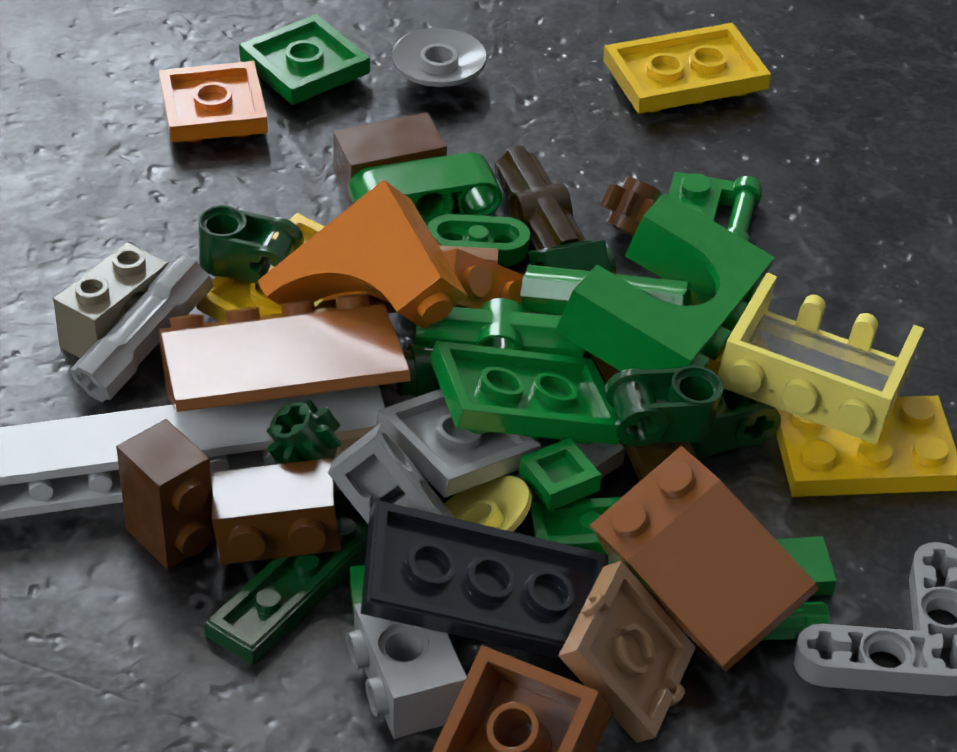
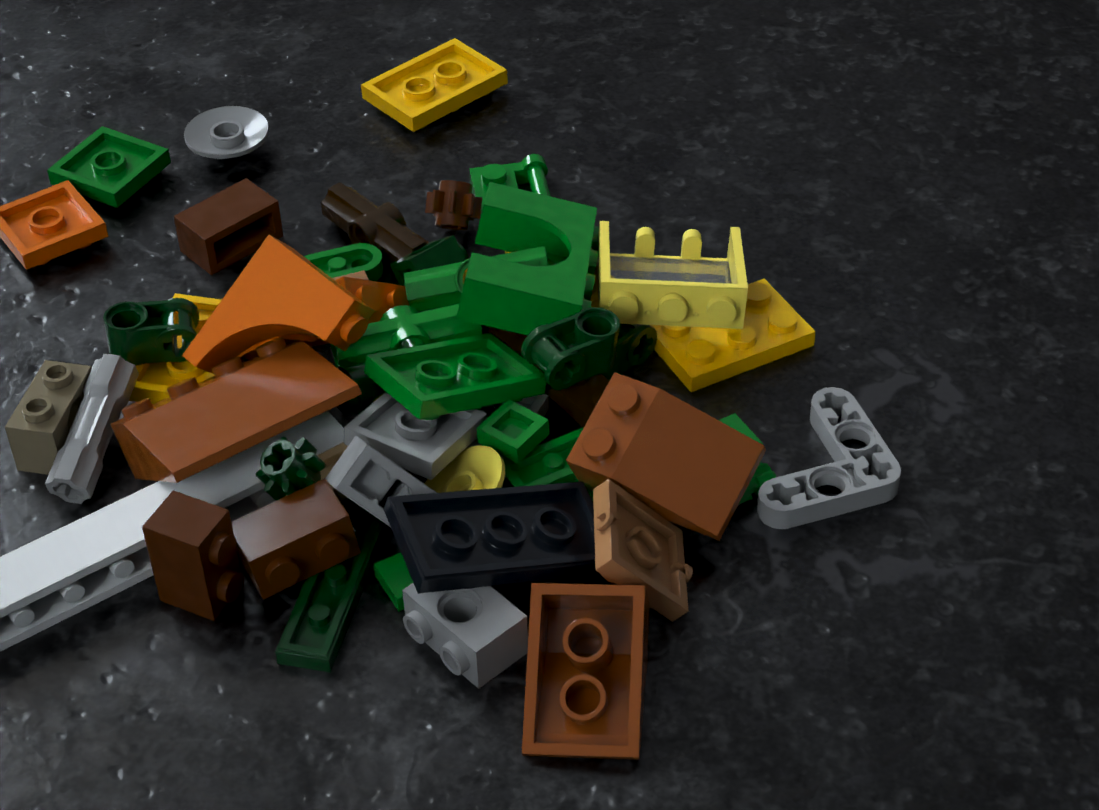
camera: 20 degrees left, 0 degrees up
(437, 184) = (297, 225): green beam -> none

